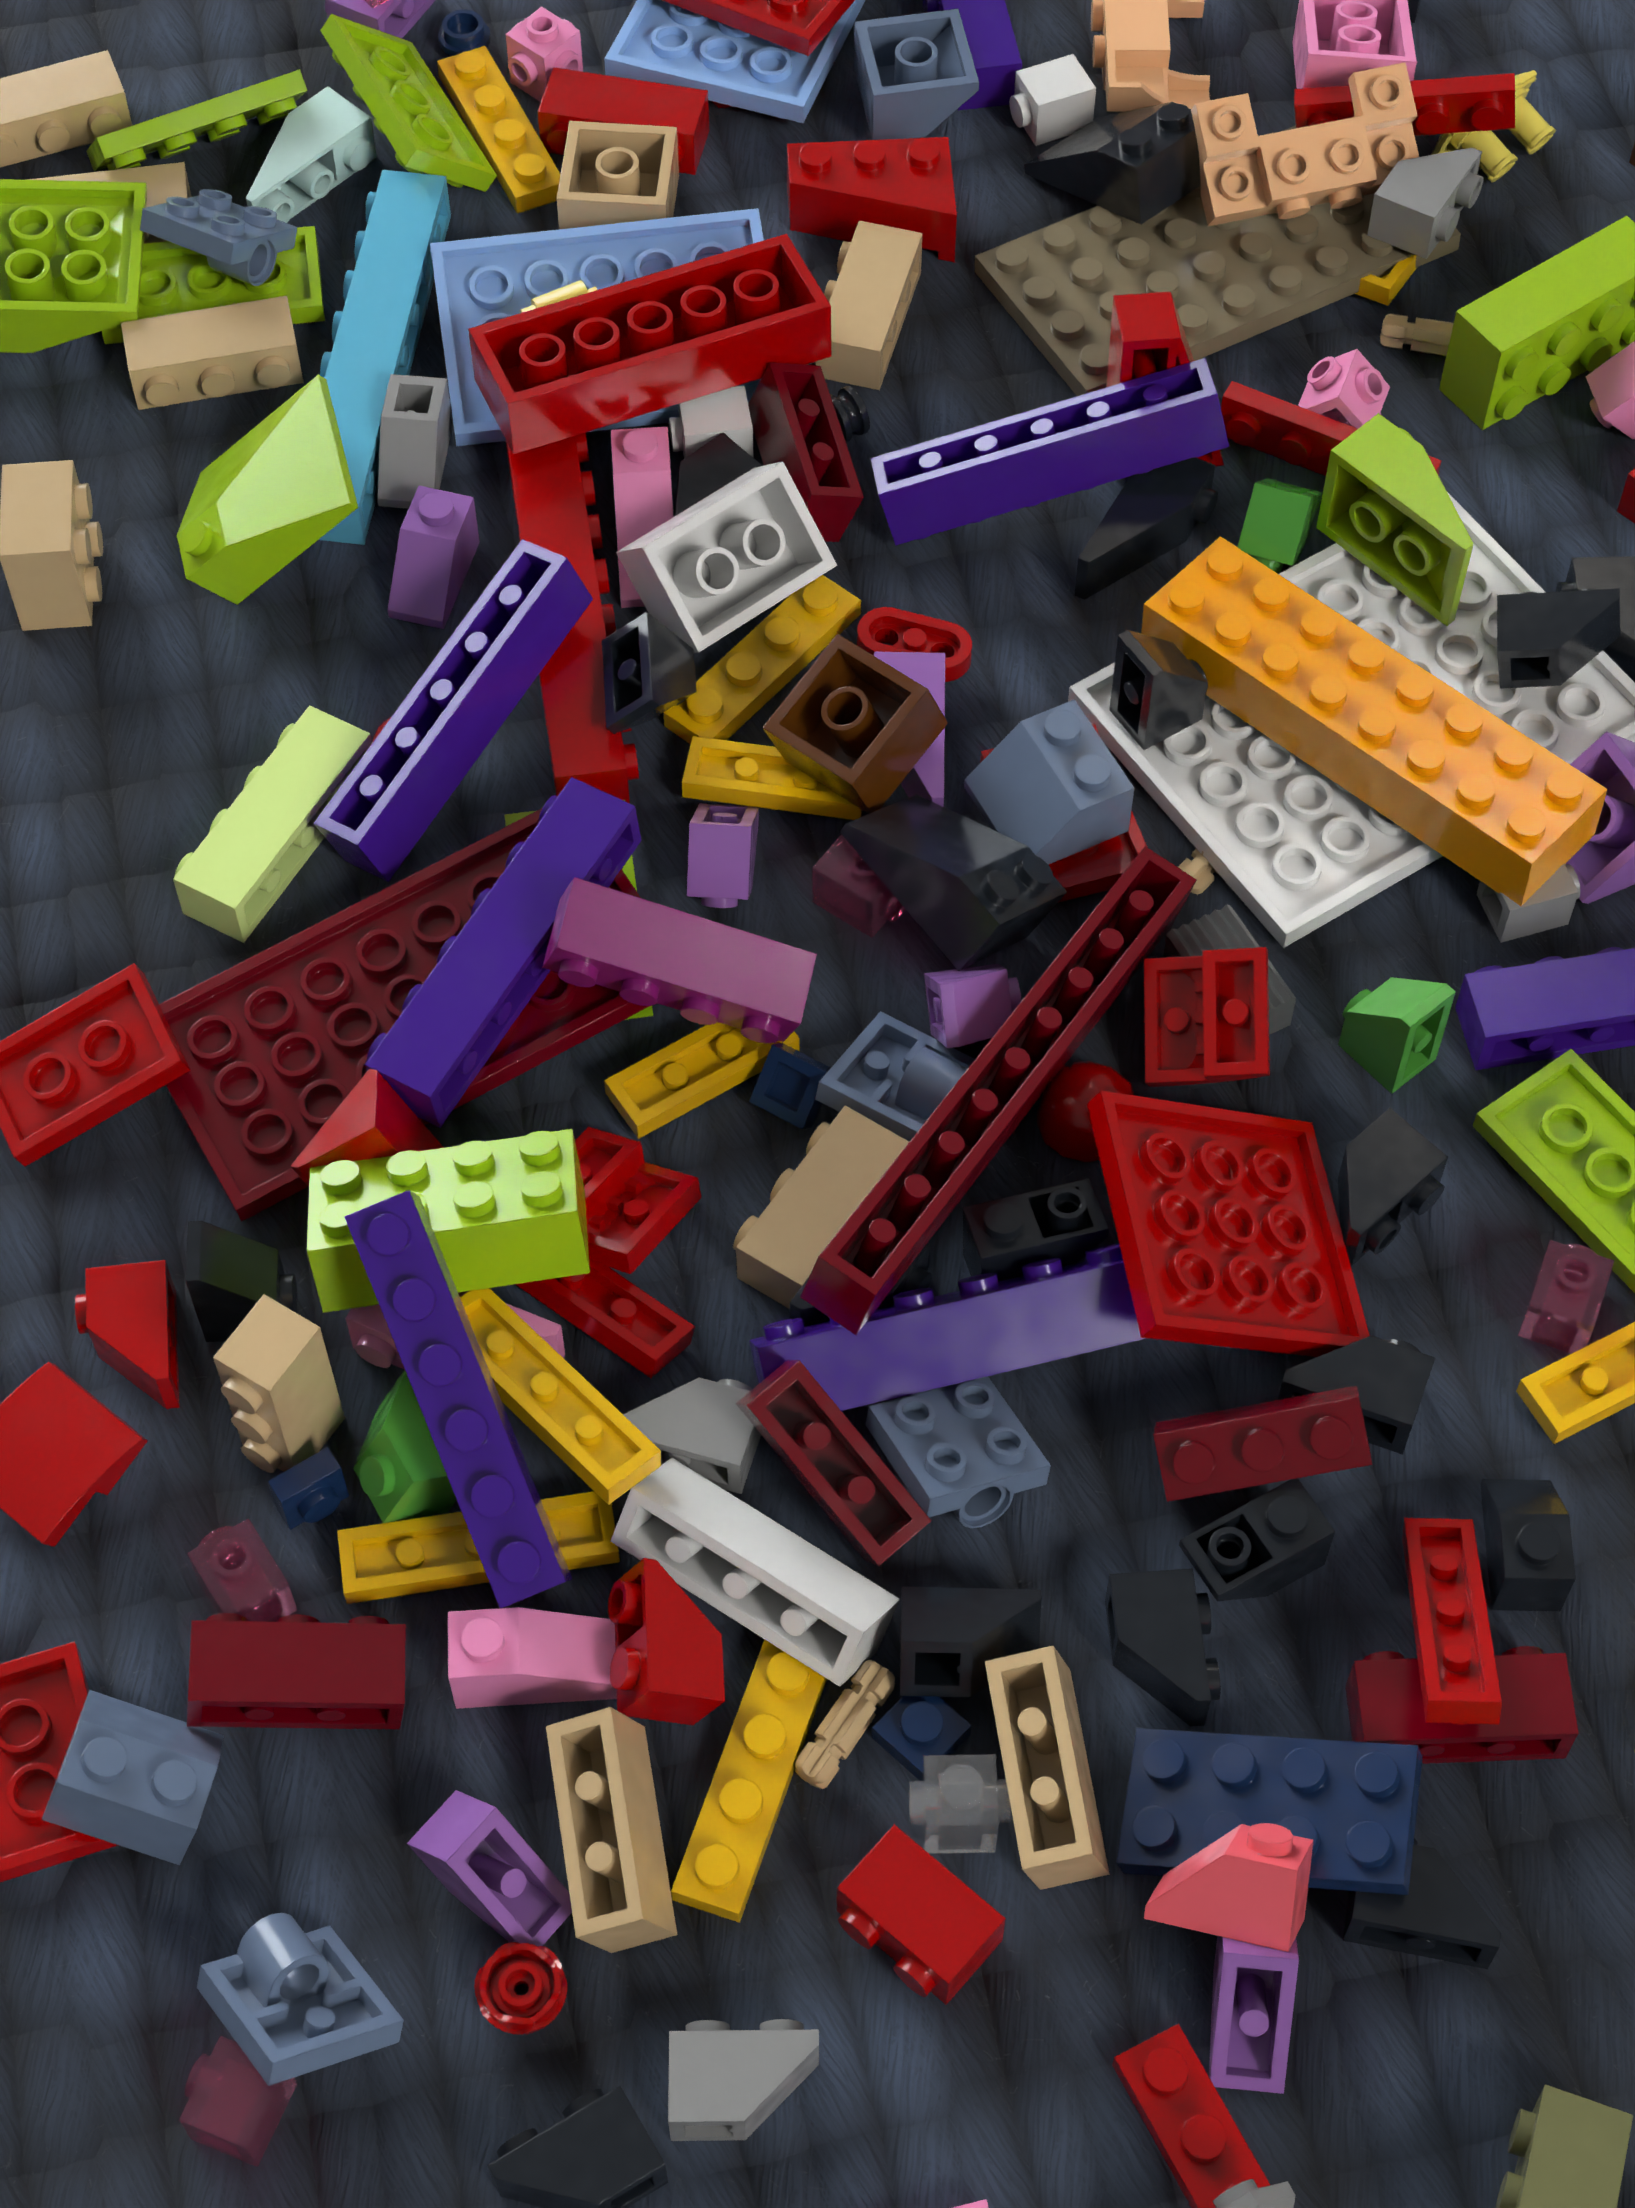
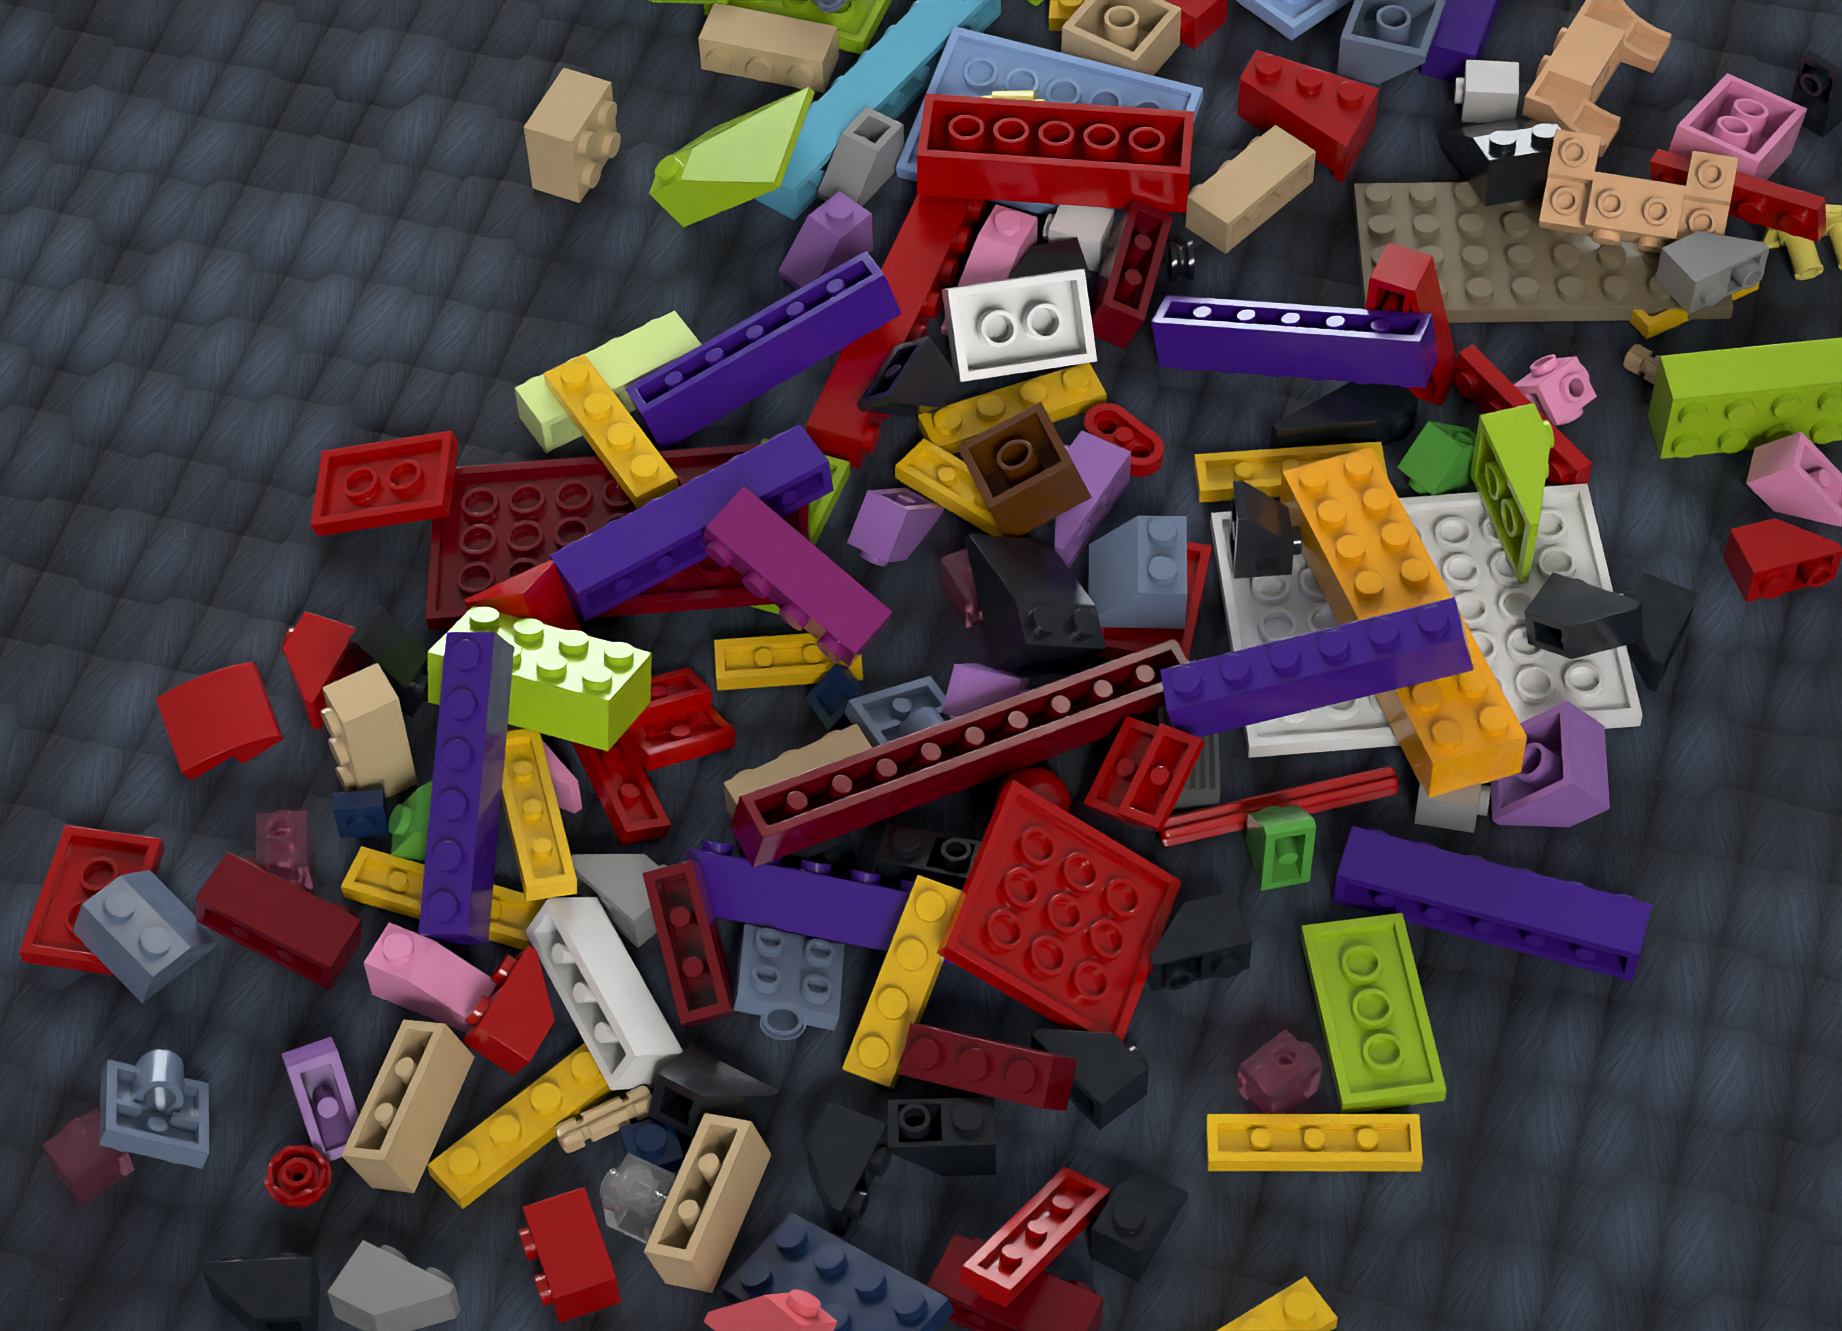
camera: 30 degrees right, 5 degrees down
(329, 881) = (611, 431): none -> yellow plate
(1099, 611) = (1262, 467): none -> yellow plate
(1102, 1388) = (902, 983): none -> yellow plate
(1347, 810) = (1317, 669): none -> dark purple brick
(1373, 969) = (1310, 797): none -> red axle

